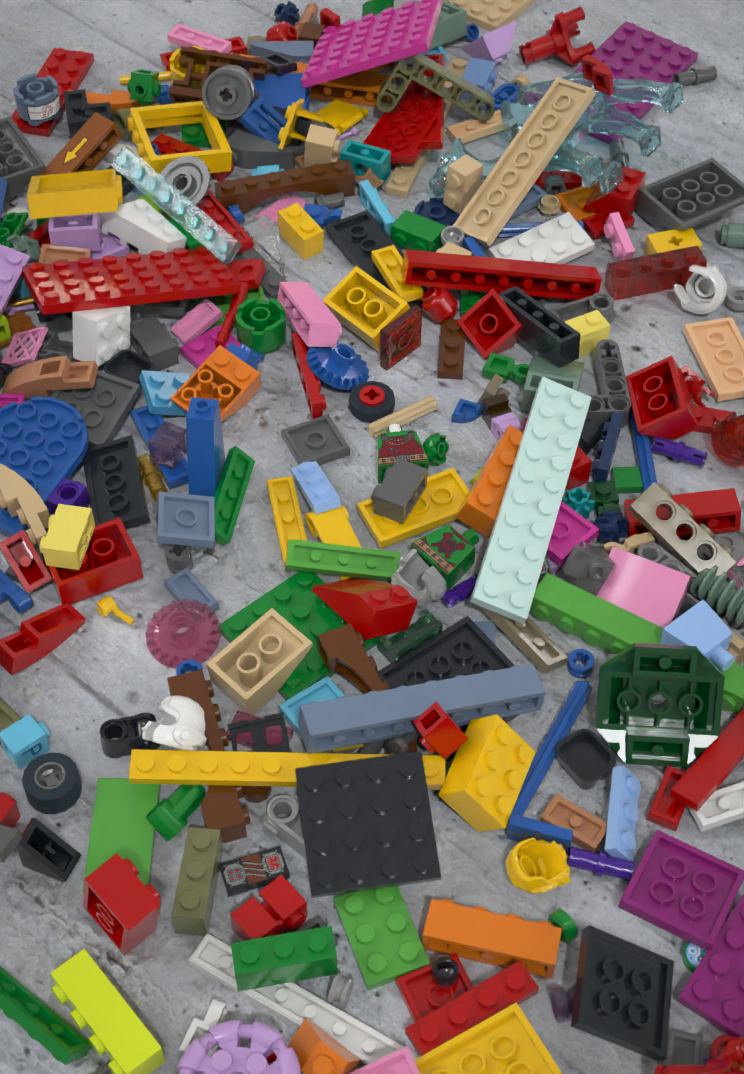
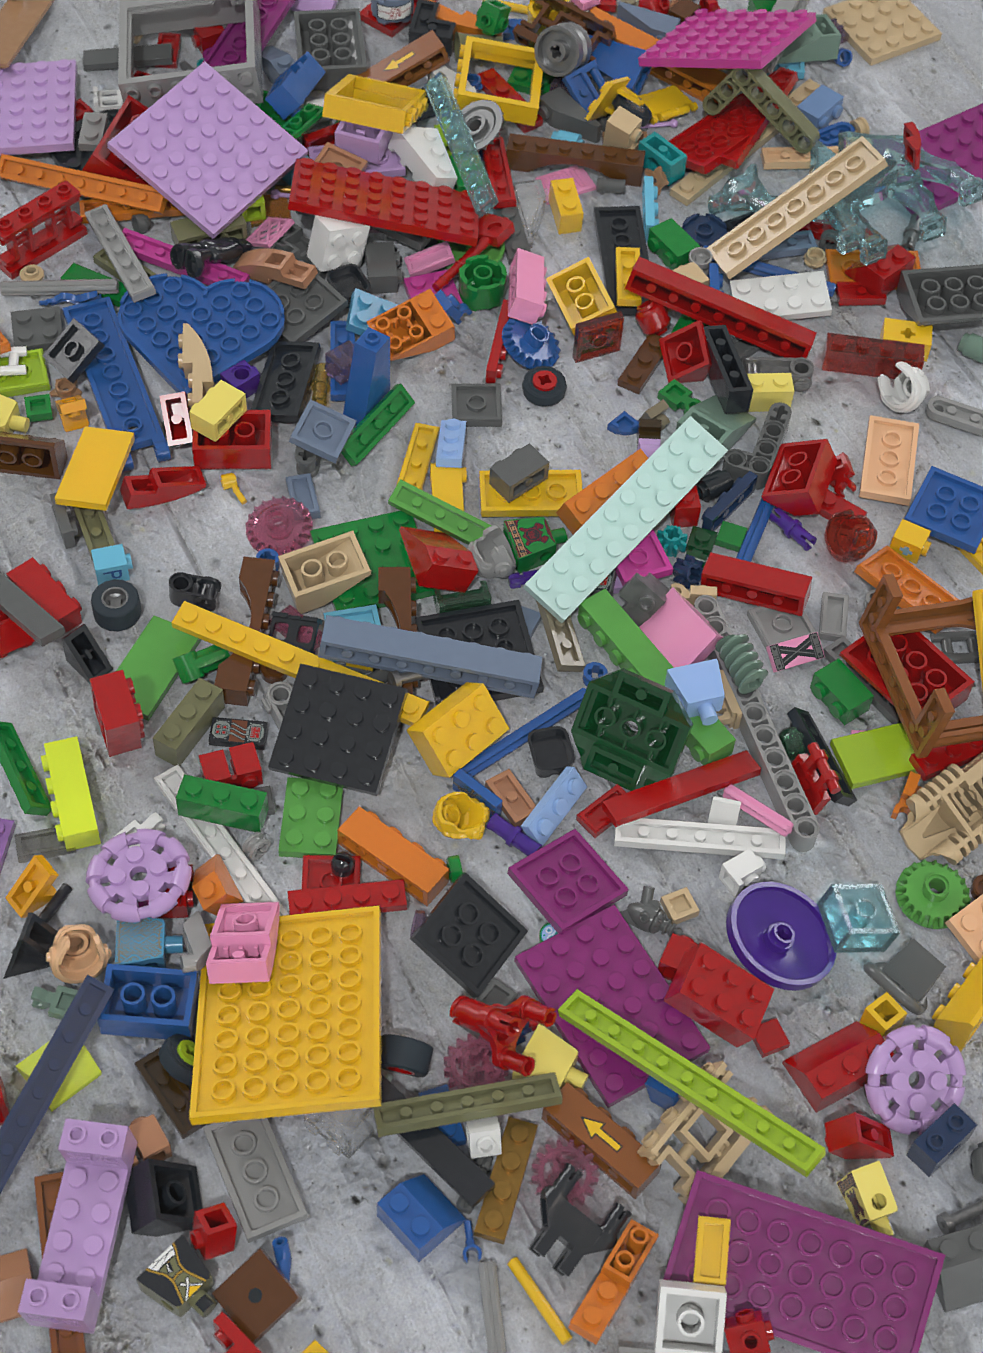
camera: 20 degrees right, 5 degrees up
(26, 245) = (310, 140): sand green plate -> none
(181, 724) = (233, 598): white helmet -> none
(236, 213) = (517, 169): blue plate -> none
(279, 64) = (629, 33): black tile -> none
(321, 215) = (593, 196): blue plate -> none
(400, 445) = (544, 436): torso -> none
(403, 415) = (564, 409): tan axle -> none
(436, 448) = (575, 448): green plate -> none
(439, 731) = (431, 679): red brick -> none
(462, 182) = (735, 207): tan brick -> none
(493, 44) = (855, 77): lavender slope -> none
(557, 41) = (918, 94): red wheel -> none
(616, 232) = (856, 302): bright pink plate -> none
(665, 531) = (716, 564): brick -> none

